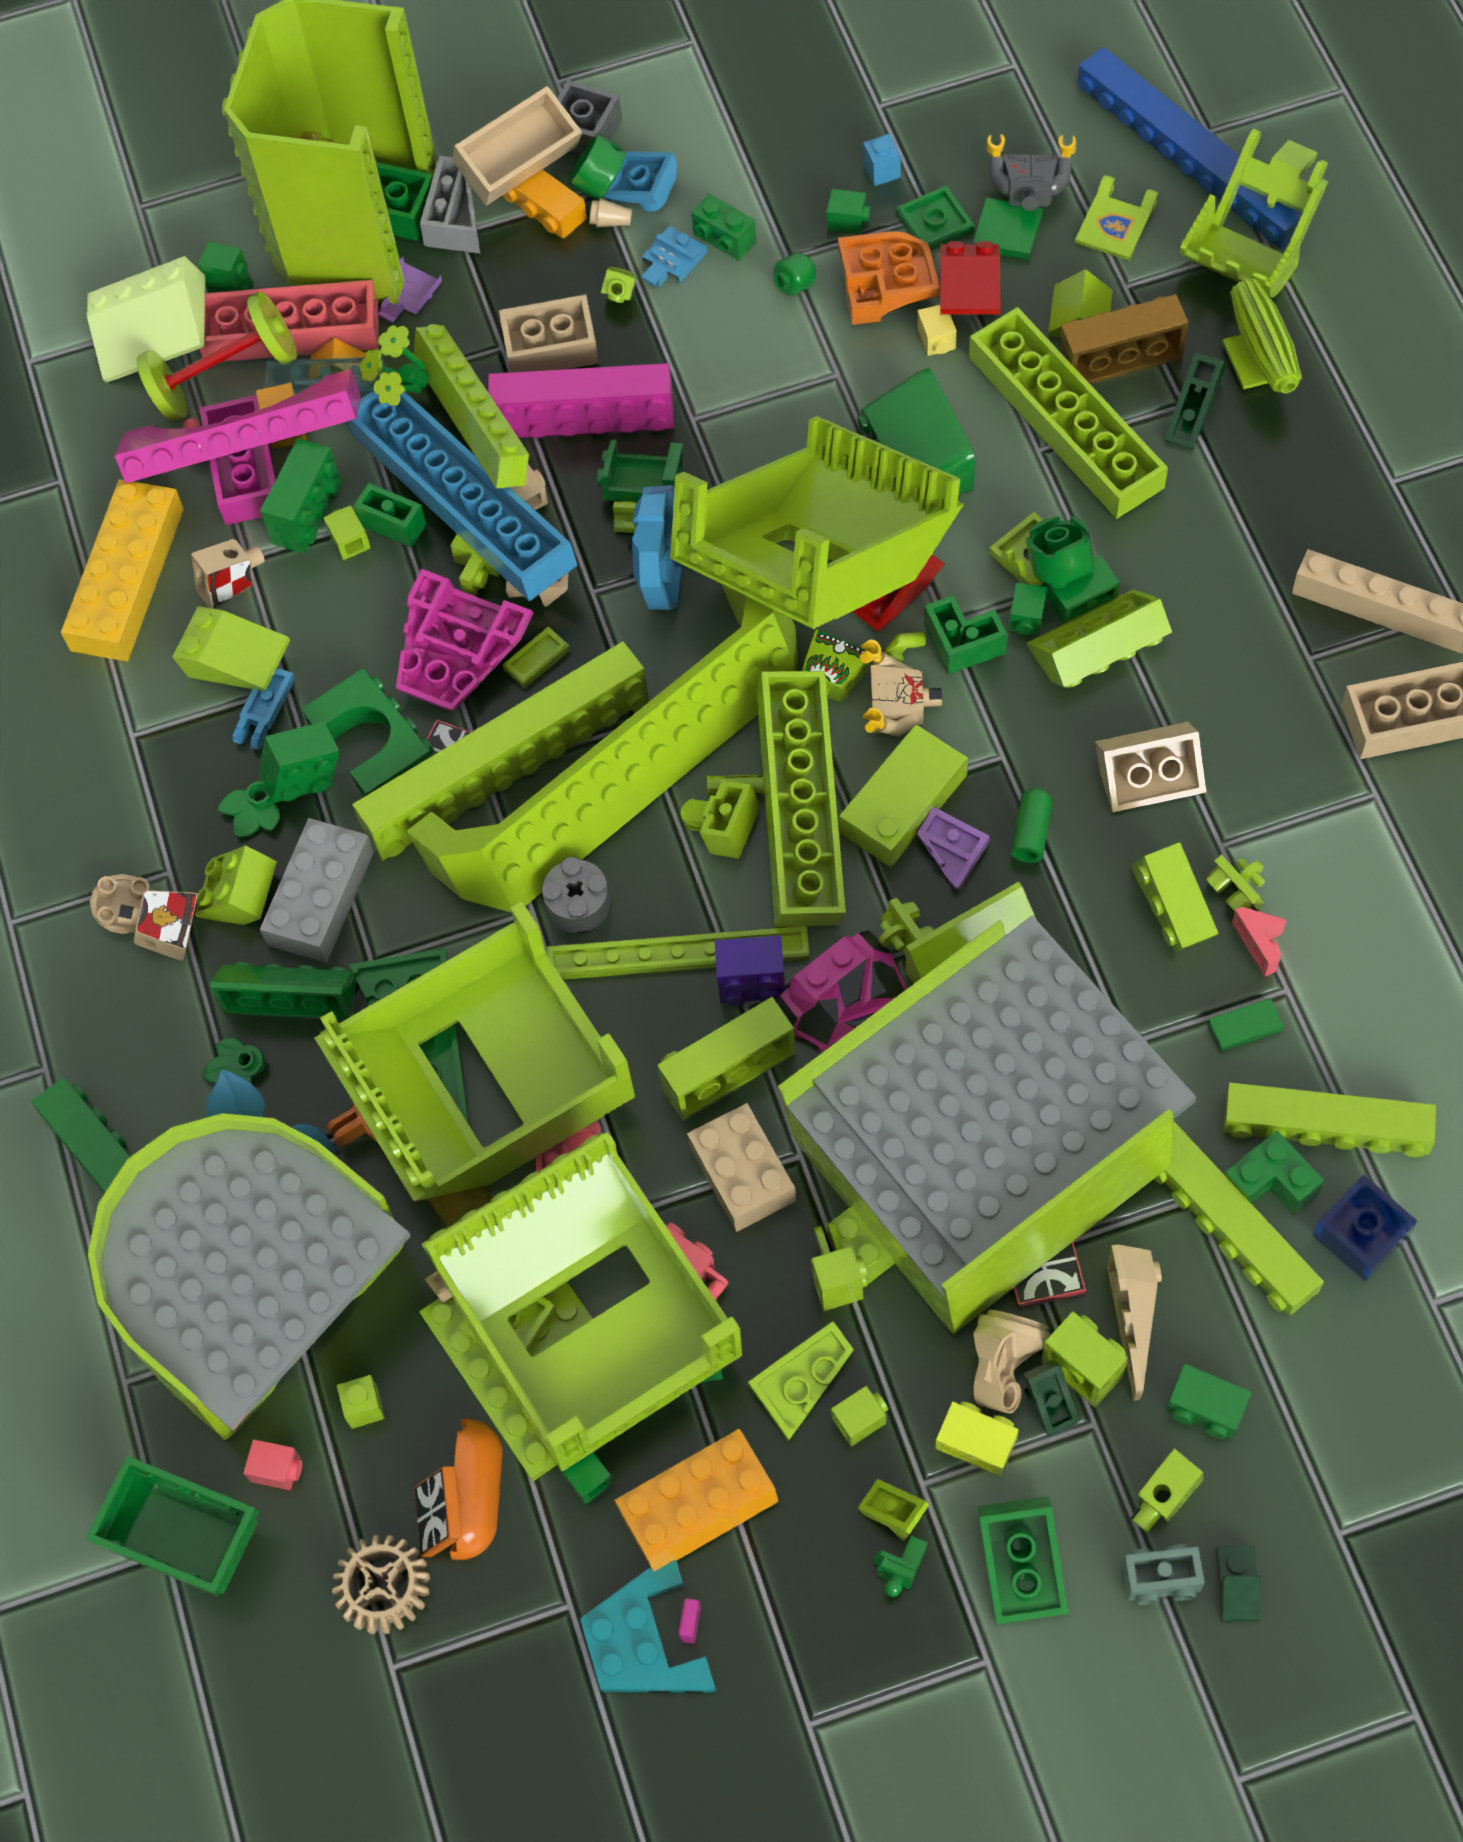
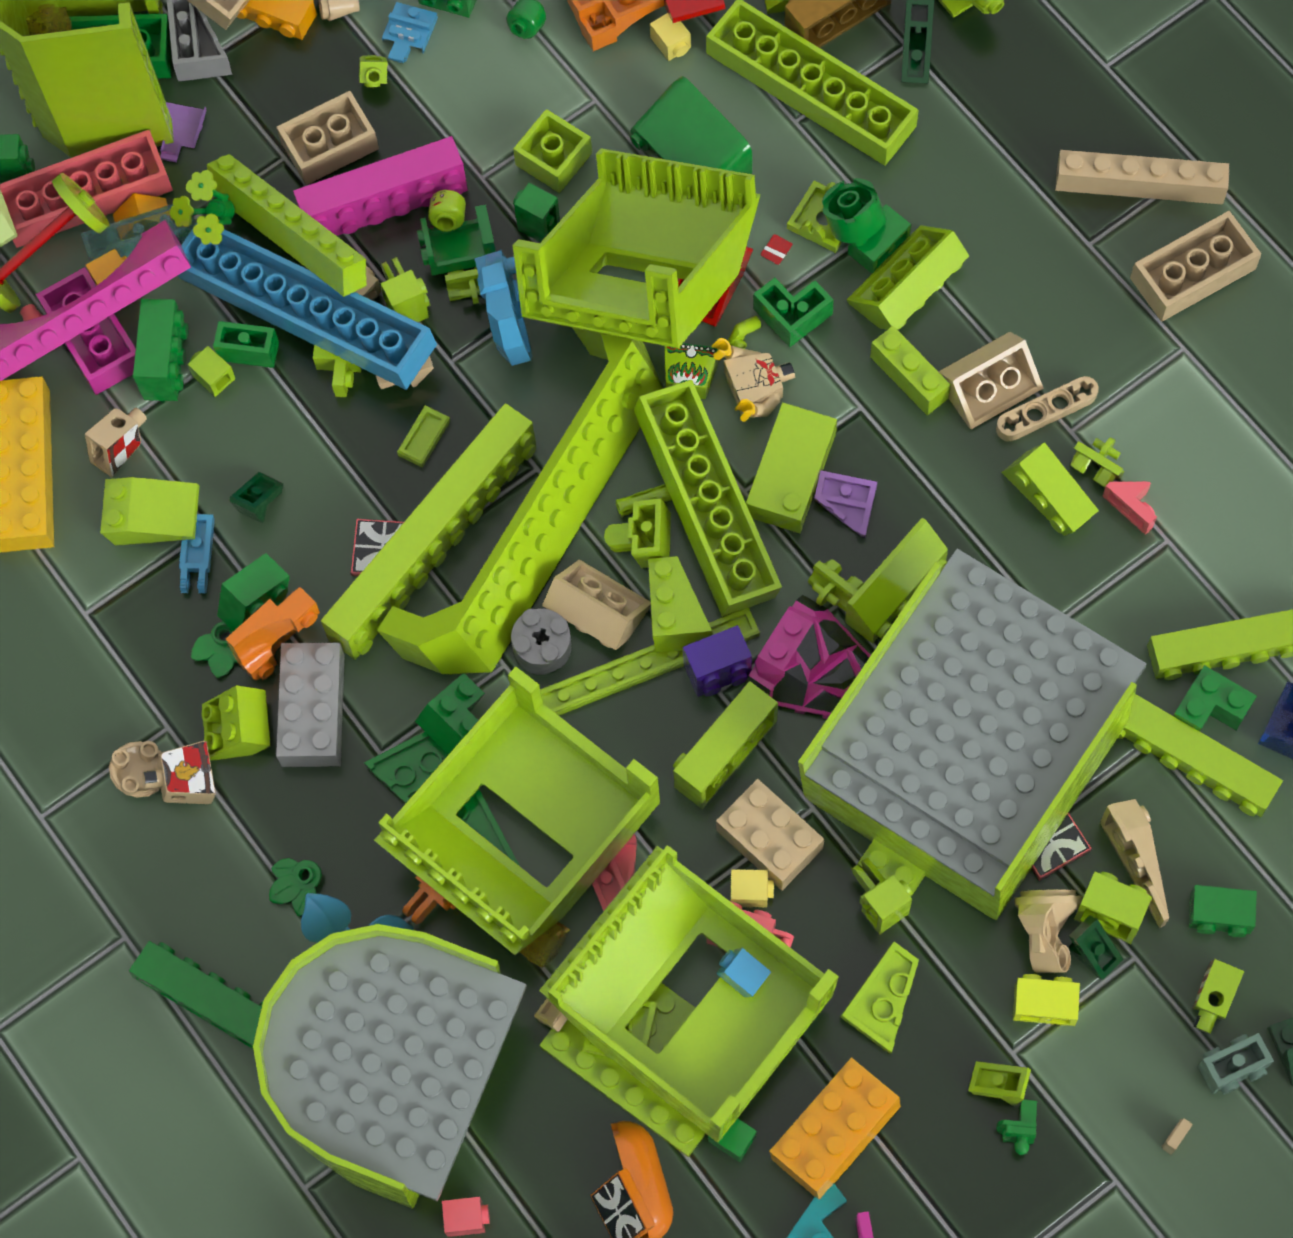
camera: 20 degrees left, 5 degrees up
(284, 991) = (317, 802): green slope -> none
(293, 797) = (265, 630): none -> orange slope
(341, 664) = (256, 495): none -> dark green slope
(361, 1401) = (520, 1138): lime brick -> none
(363, 701) = (286, 521): green arch -> none
(453, 640) = (349, 444): dark pink wedge -> none
(453, 933) = (449, 714): none -> green brick
(567, 508) = (404, 292): none -> lime brick
(641, 438) = (447, 210): none -> lime head
(648, 875) = (596, 604): none -> tan slope
(650, 1296) = (742, 971): none -> dark azure brick
(701, 1217) = (751, 887): none -> light yellow brick
(724, 899) = (674, 607): none -> lime wedge
(728, 458) = (536, 212): none -> green brick
(771, 409) = (552, 150): none -> lime brick
(859, 1415) = (943, 1013): lime brick -> none
(971, 572) = (776, 249): none -> red sticker
(1023, 1560) = (1117, 1088): green slope -> none
(1027, 609) = (838, 269): green brick -> none
(1032, 825) = (909, 461): green brick -> none
(1066, 732) = (910, 370): none -> lime brick
(1070, 1632) = (1176, 1136): none -> tan tile
(1200, 808) = (1045, 406): none -> tan beam
(1245, 1024) = (1144, 581): green tile -> none

